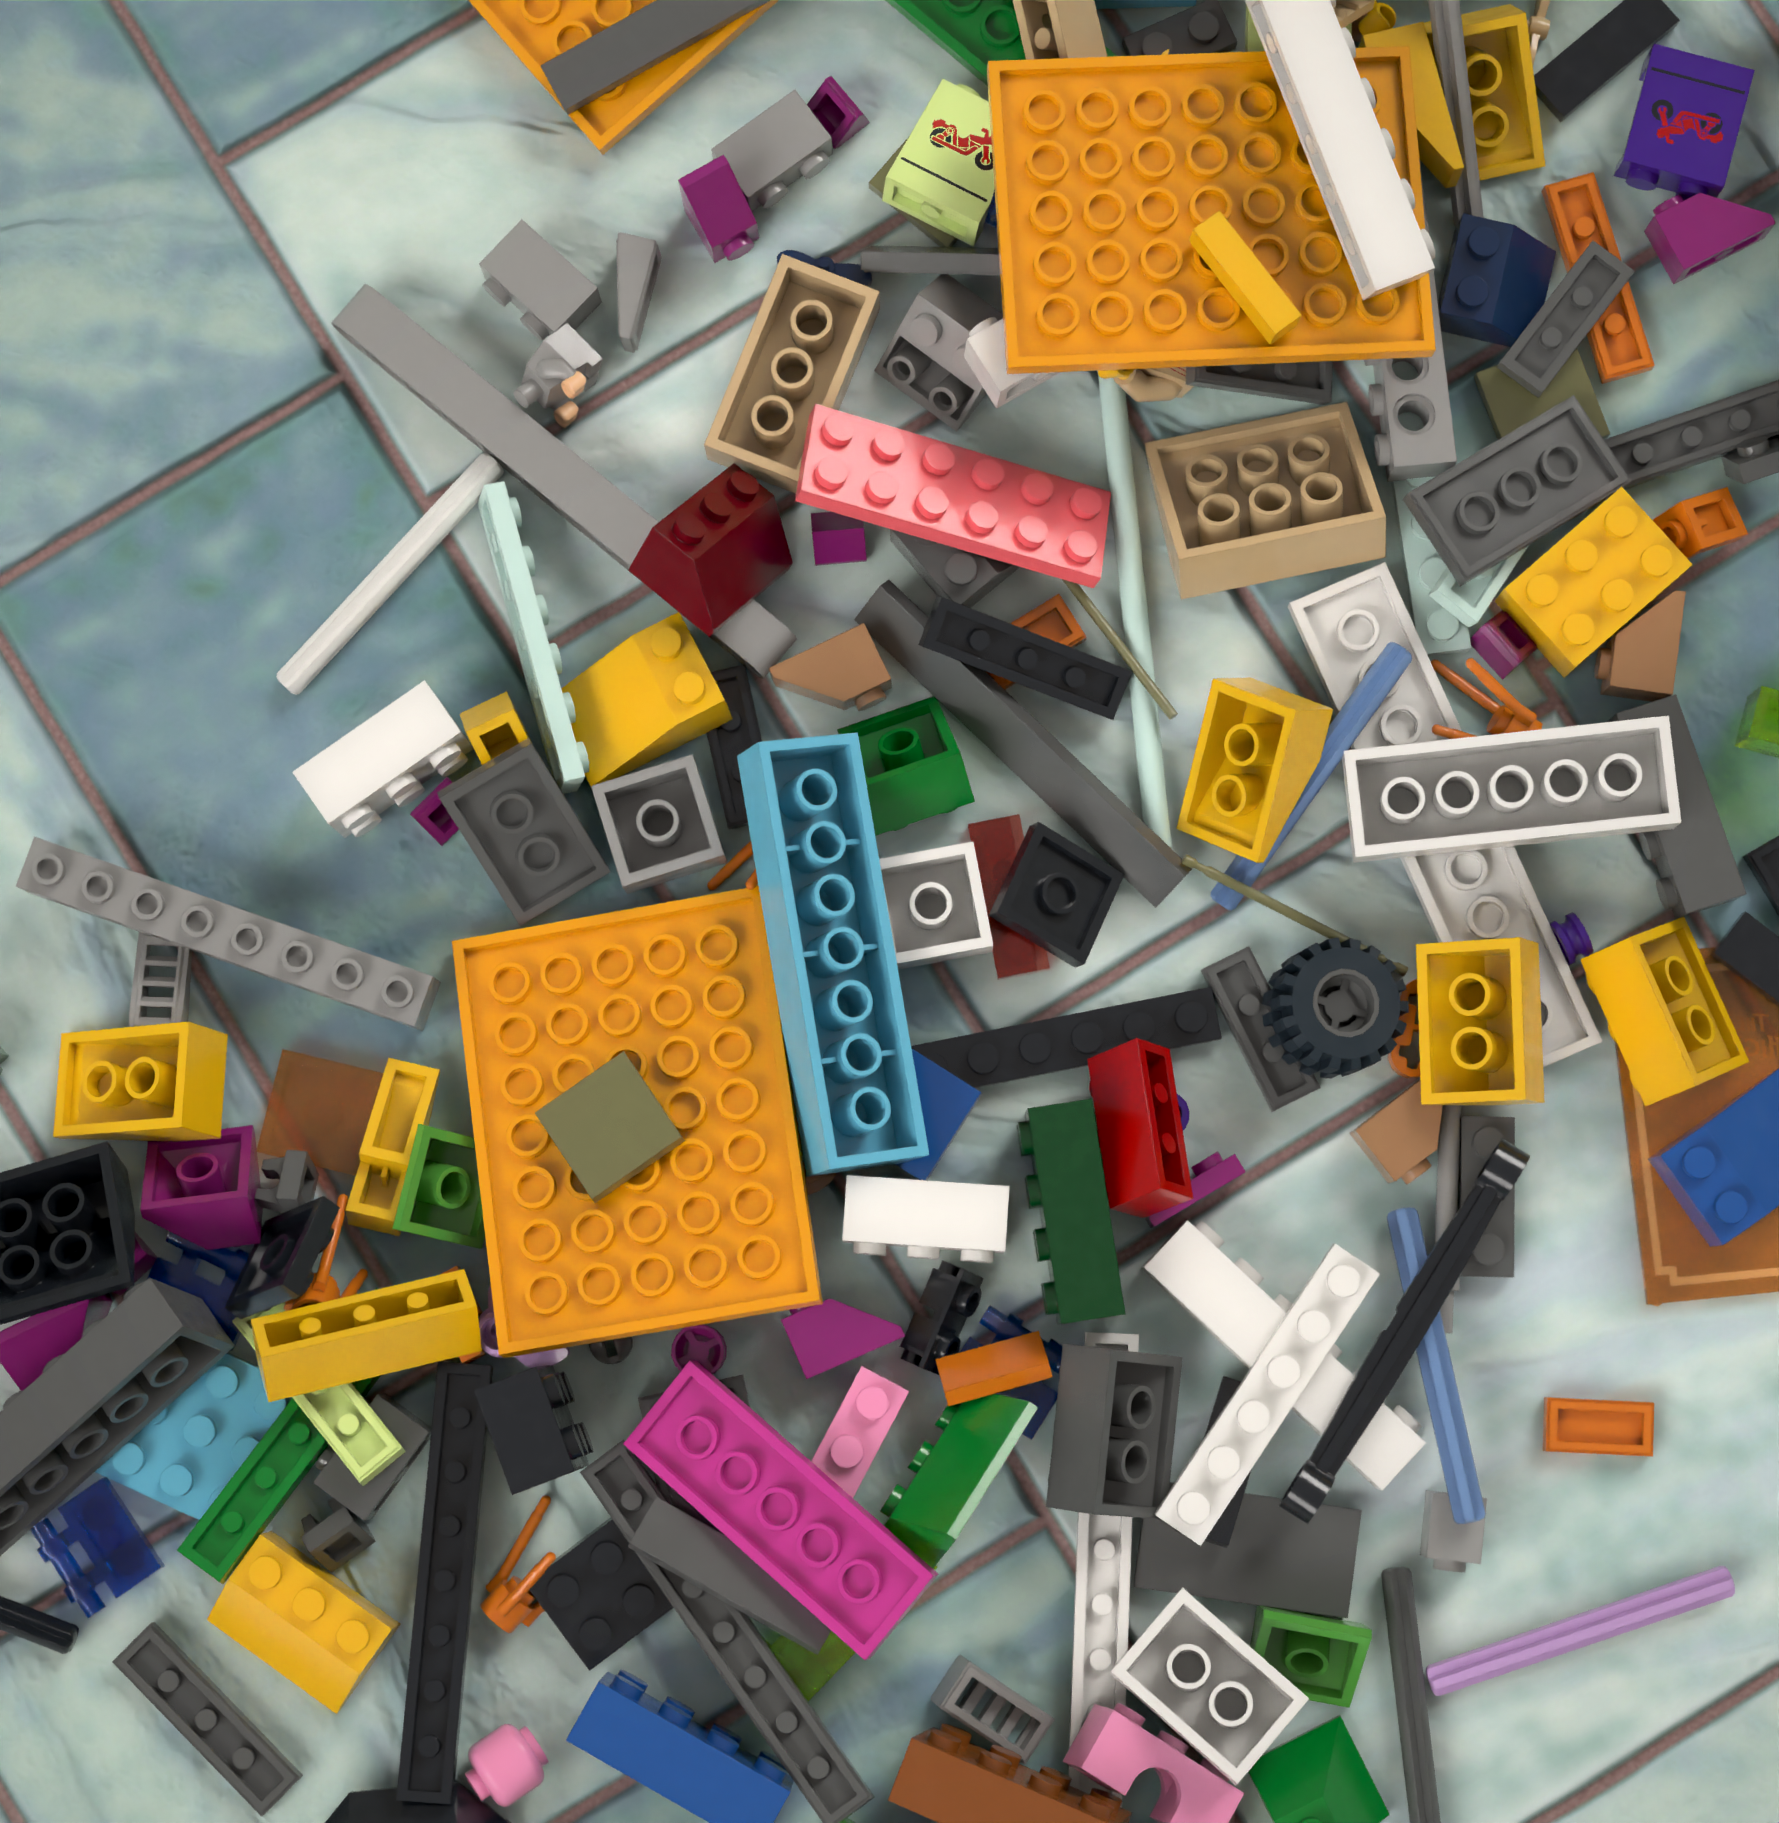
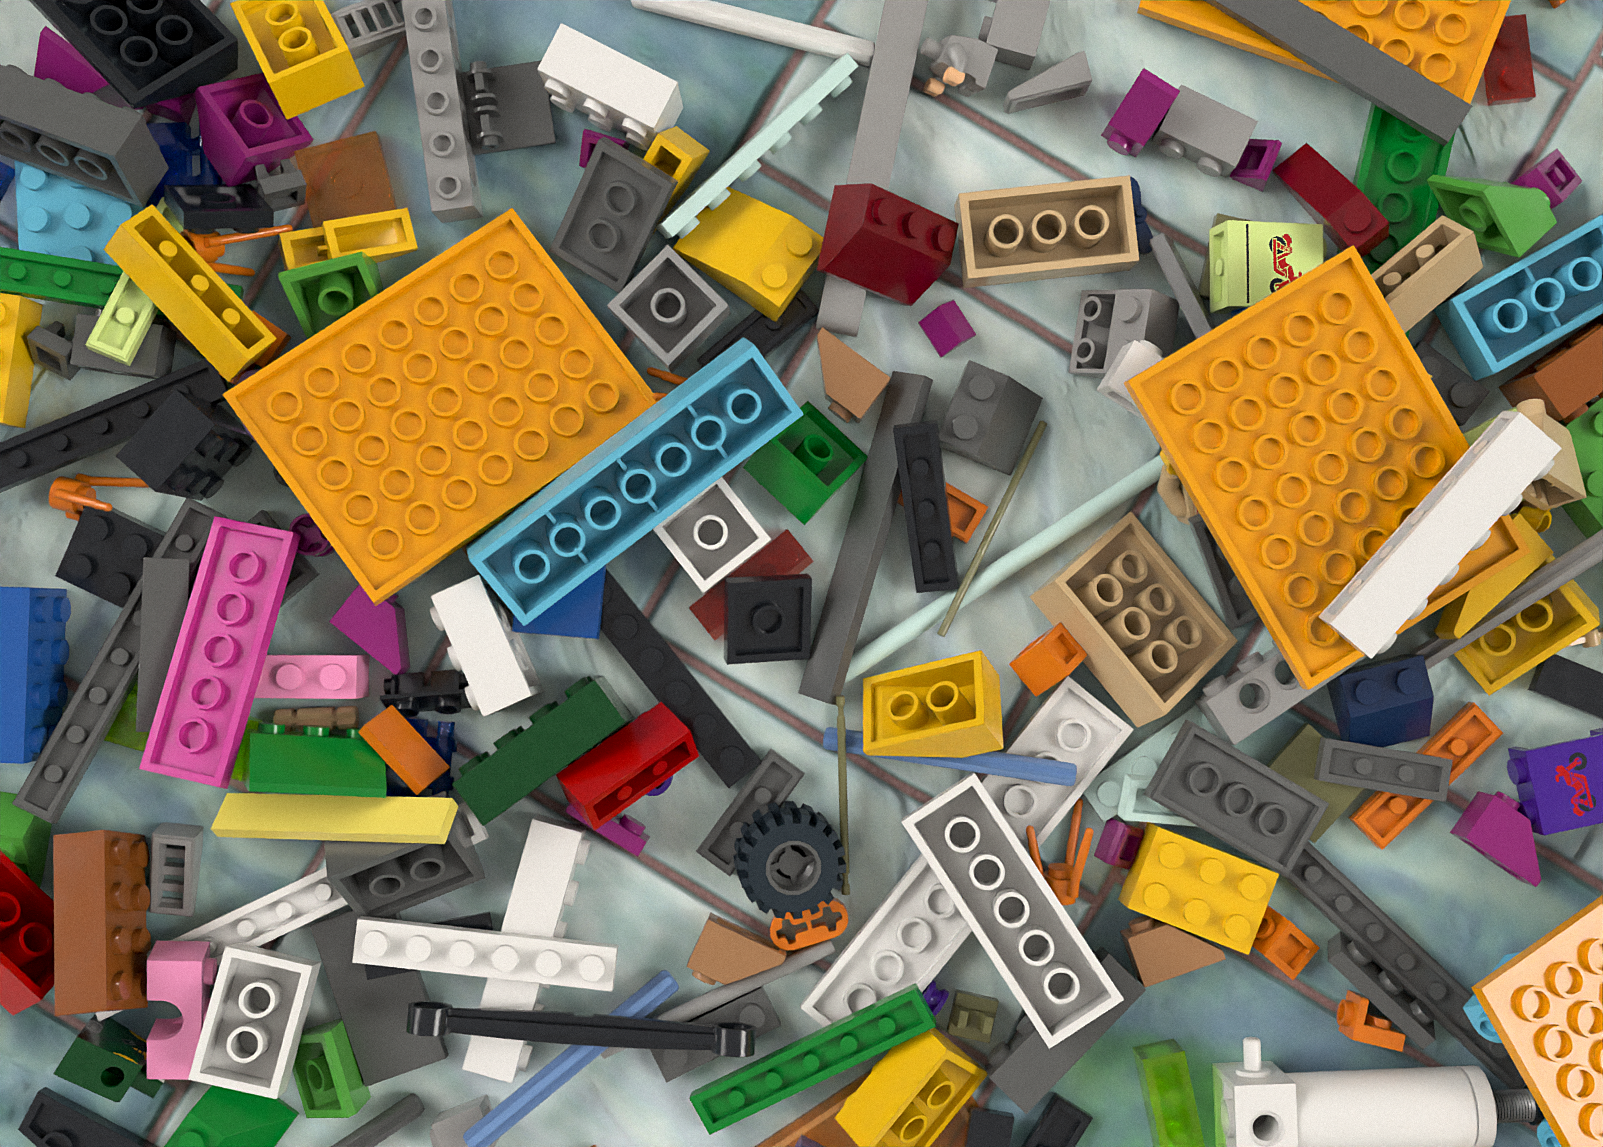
camera: 55 degrees right, 5 degrees up
(336, 888) = (507, 107): none -> dark grey hinge
(609, 1127) = (426, 387): olive tile -> none
(920, 1427) = (343, 717): none -> tan axle
(922, 55) = (1332, 201): none -> dark red slope
(953, 496) = (1015, 392): coral plate -> none
(1029, 1483) = (335, 818): none -> light yellow tile
(1244, 277) = (1289, 520): yellow piece -> none
(1260, 614) = (1048, 659): none -> orange brick
(1480, 1022) = (829, 971): yellow slope -> none
(1570, 1098) = (813, 1058): none -> green plate
(1612, 902) = (972, 1016): none -> olive tile

